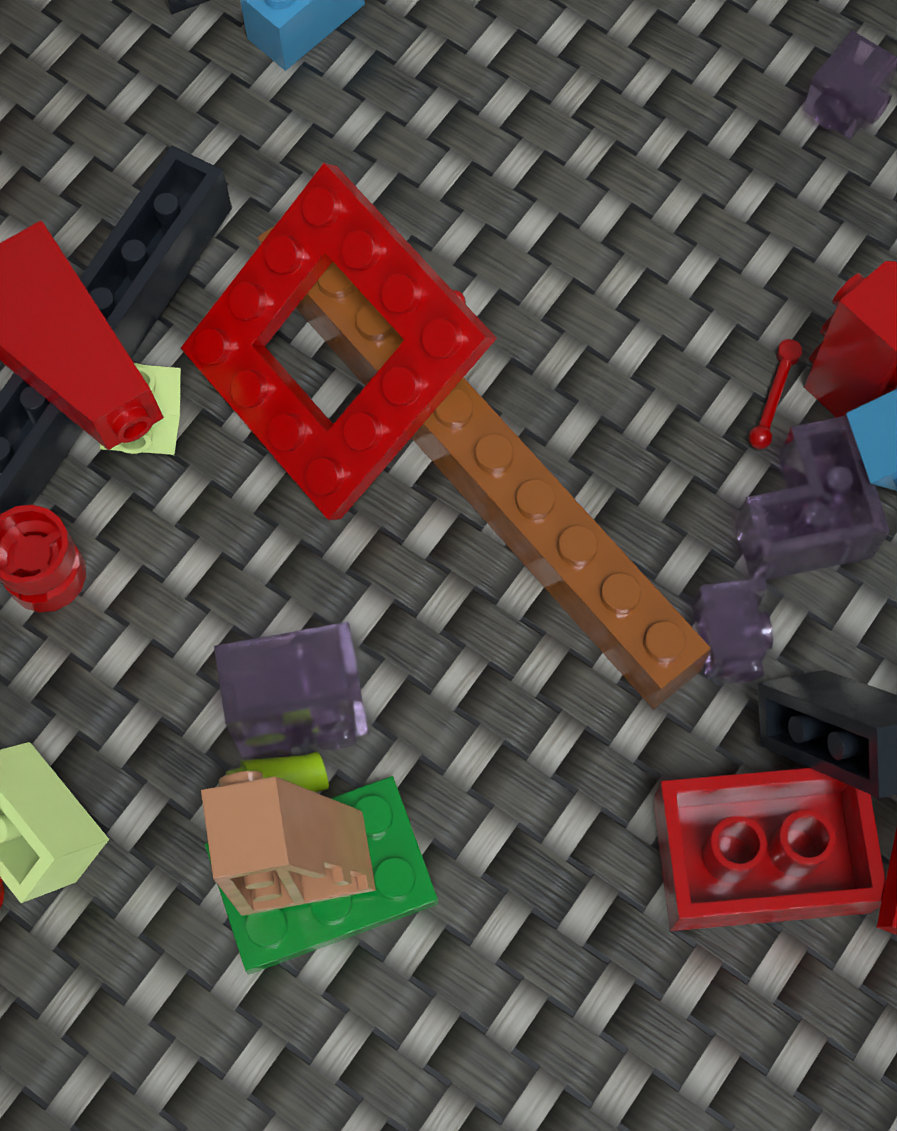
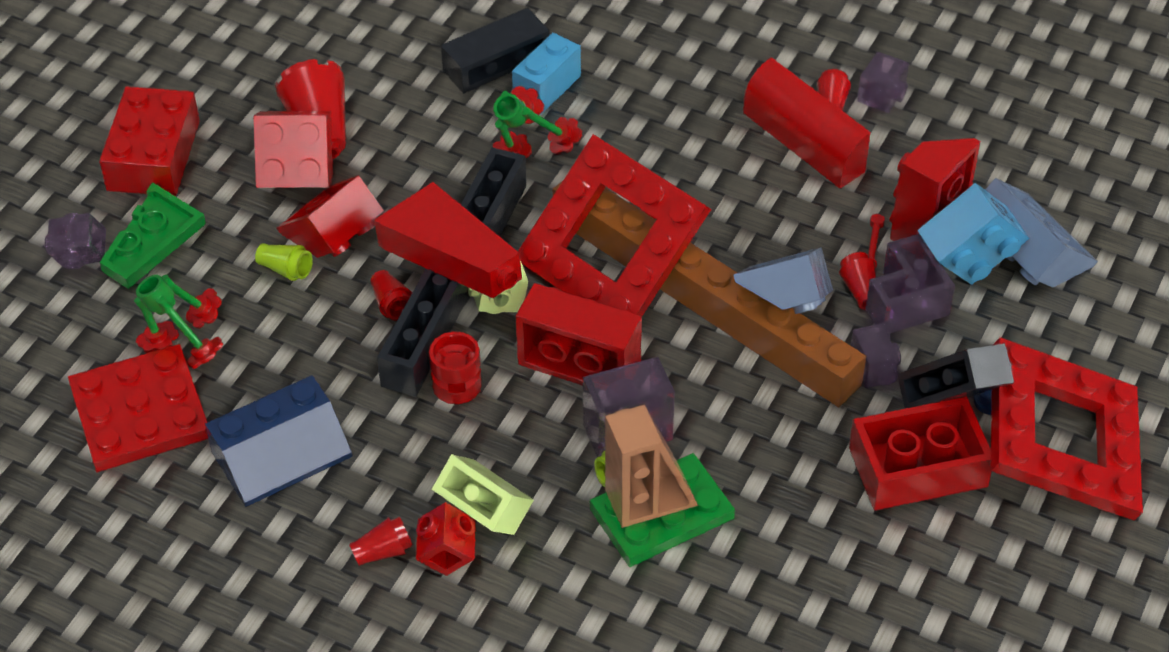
camera: 10 degrees left, 20 degrees down
(221, 78) = (524, 107): none -> plant
(240, 537) = (574, 335): none -> red brick
(604, 483) = (790, 281): none -> sand blue slope
(707, 154) = (807, 123): none -> red brick
(736, 466) = (856, 272): none -> red cone
(763, 96) = (834, 86): none -> red cone

